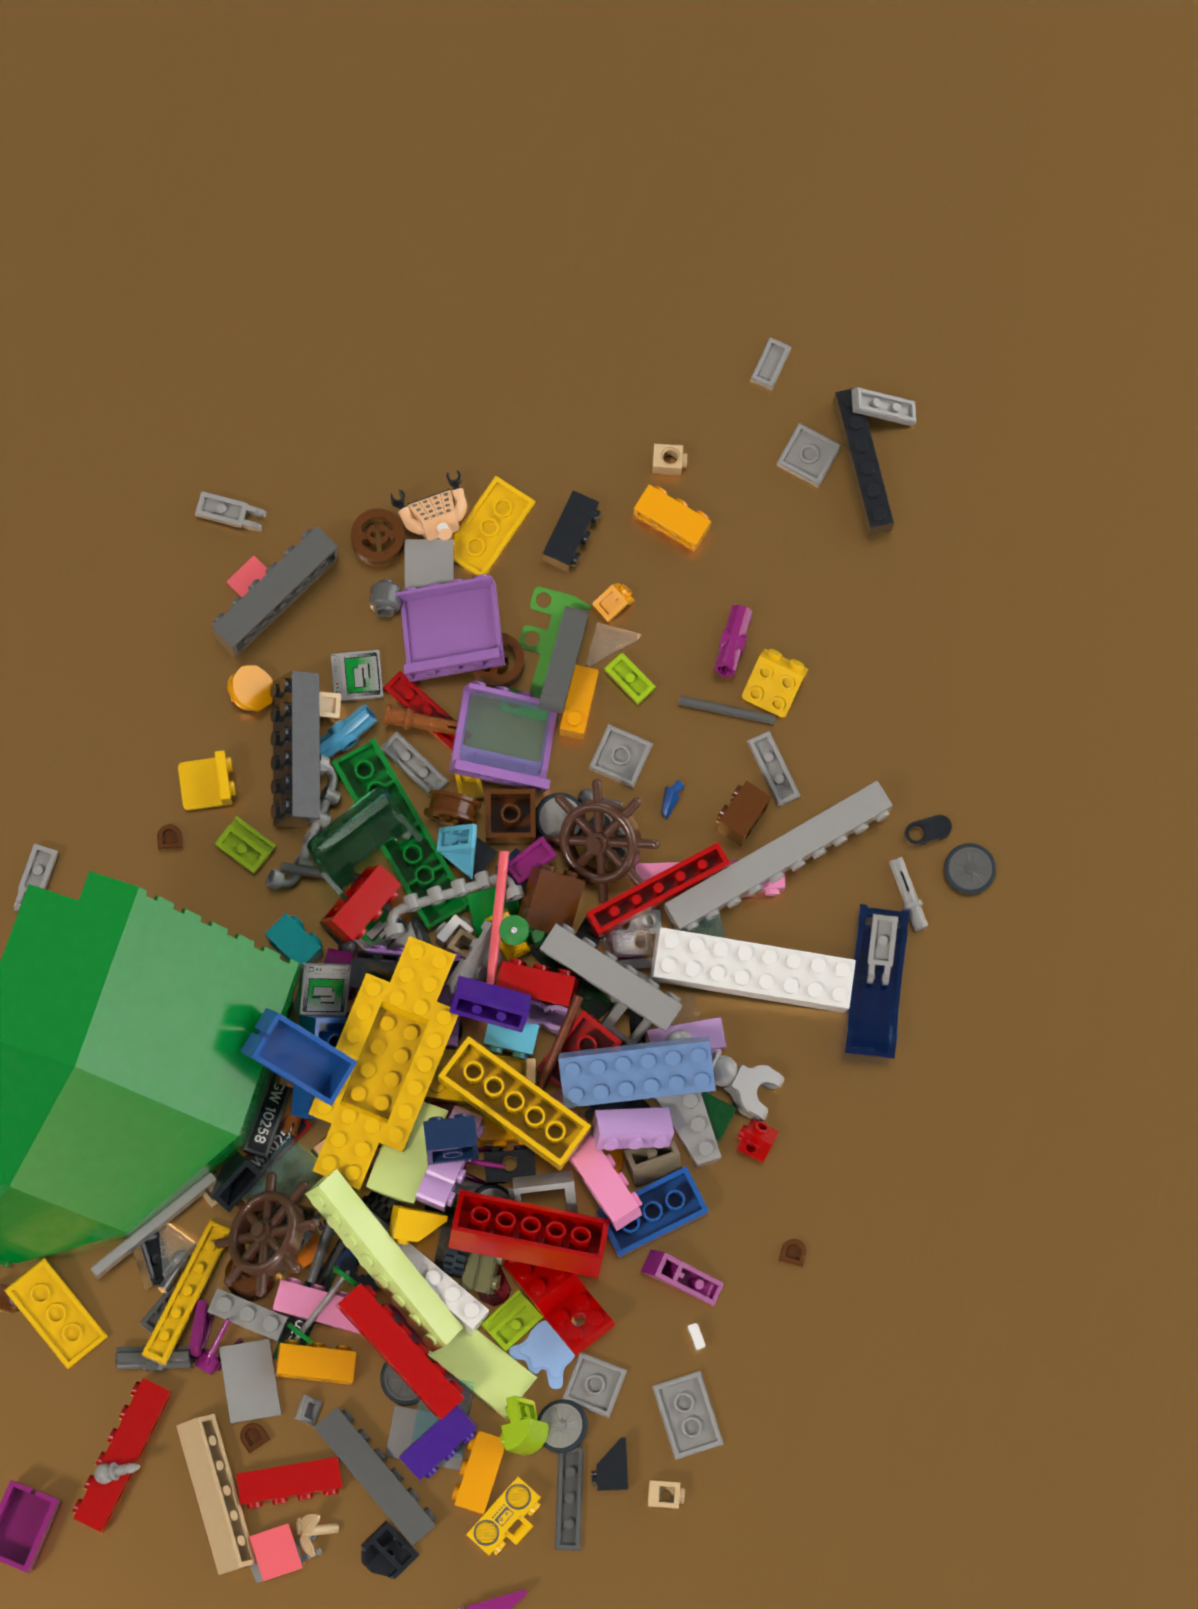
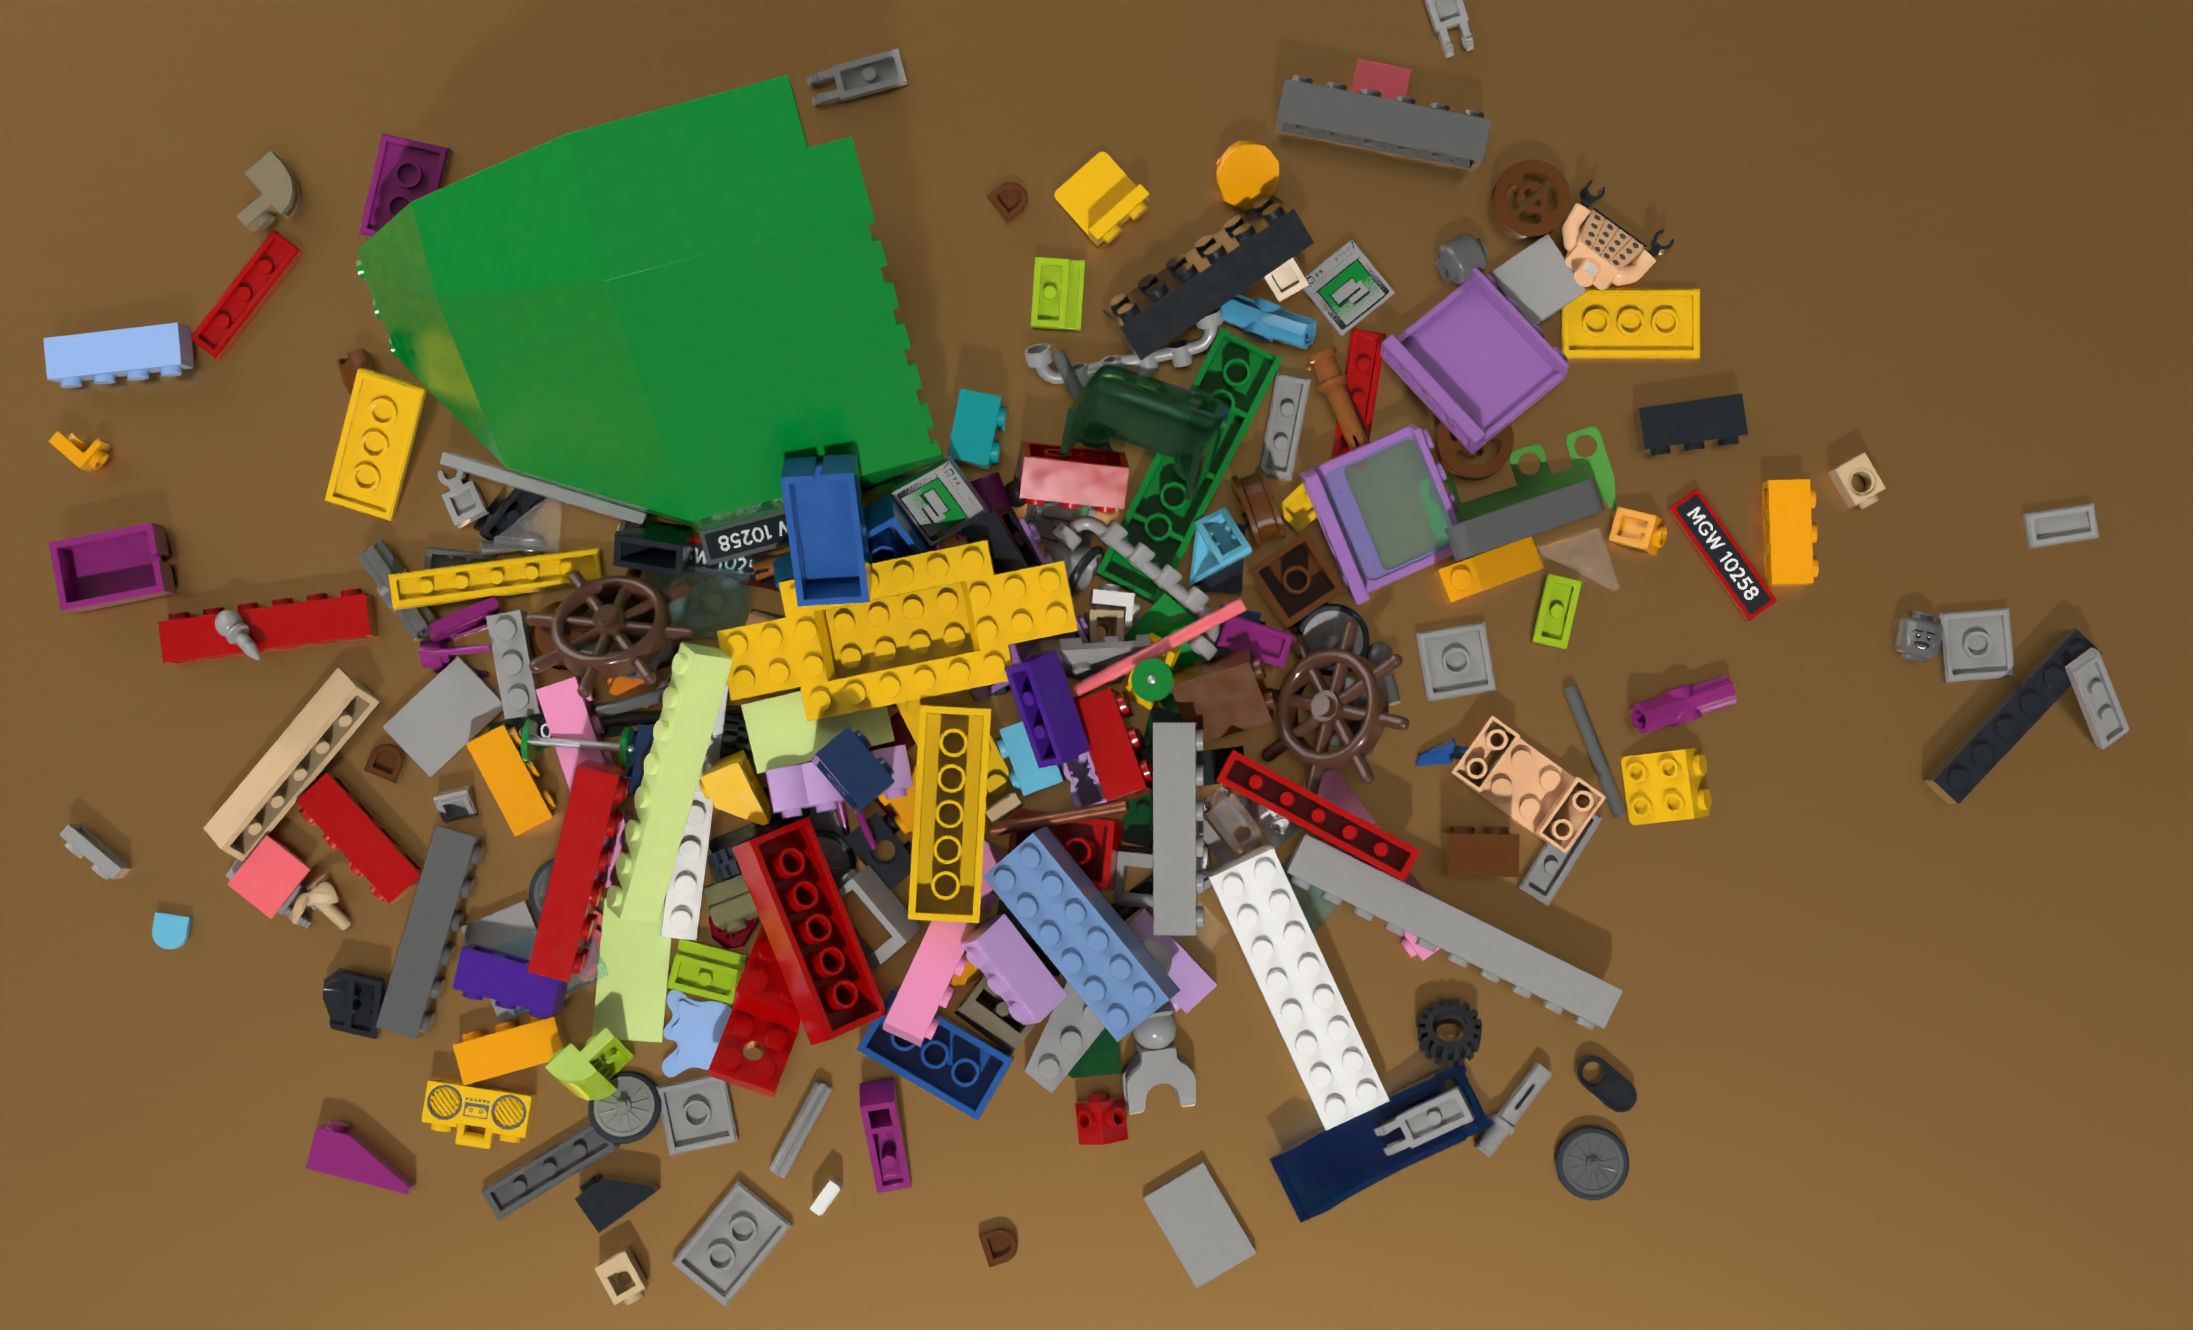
camera: 60 degrees right, 10 degrees up
(125, 1283) = (463, 500): none -> light grey plate
(644, 1327) = (800, 1128): none -> light grey axle
(660, 563) = (1722, 554): none -> tile
(722, 761) = (1527, 785): none -> light nougat slope
(782, 483) = (1918, 637): none -> dark grey head
(846, 908) = (1449, 1014): none -> black tyre
(858, 1124) = (1199, 1224): none -> light grey tile

